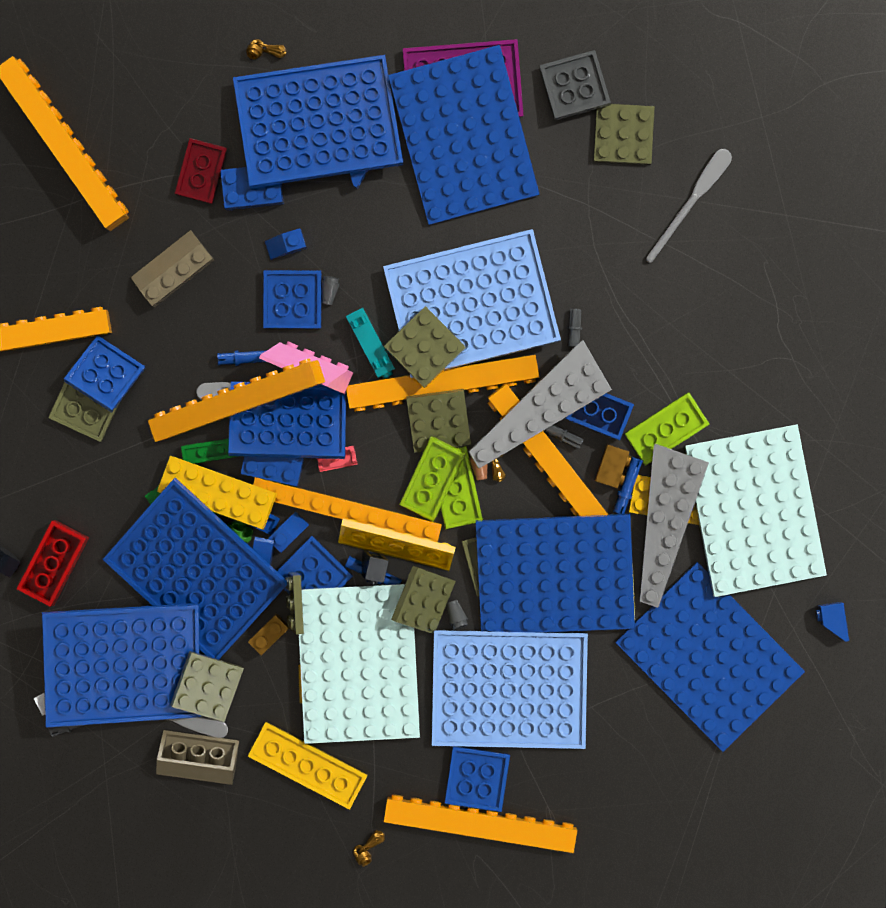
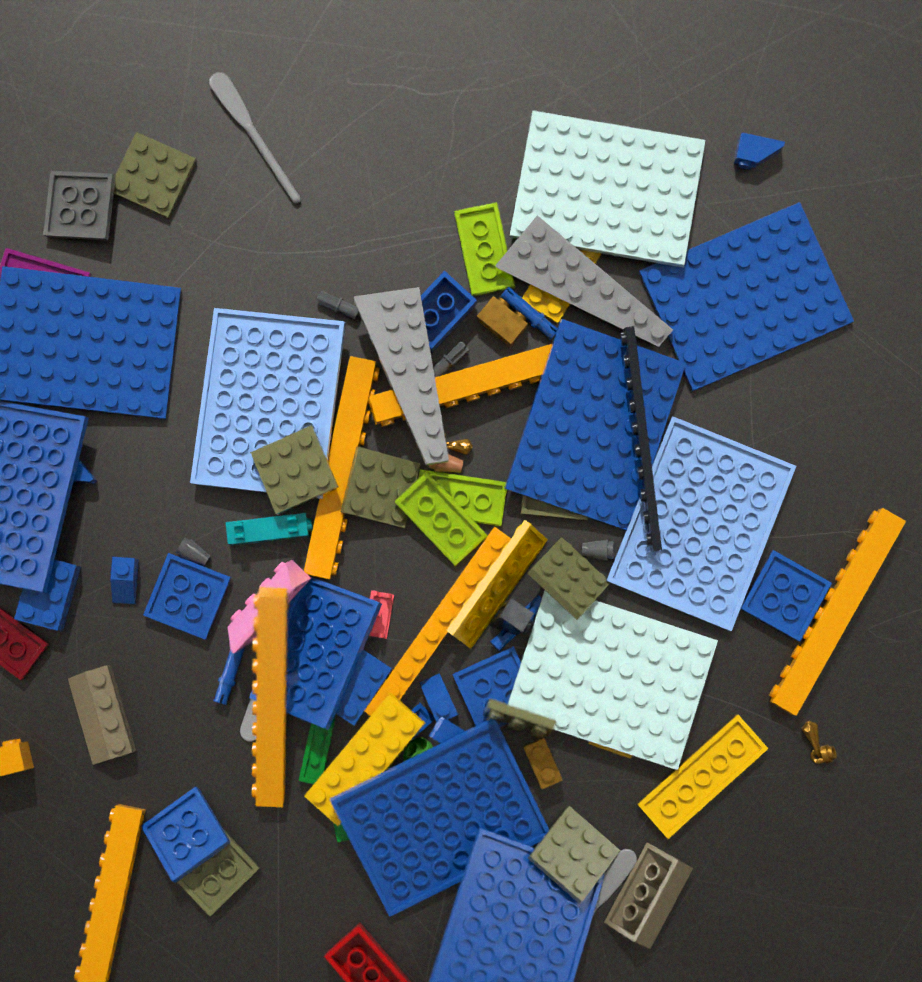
camera: 70 degrees left, 5 degrees down
(564, 611) = (641, 449): none -> black plate

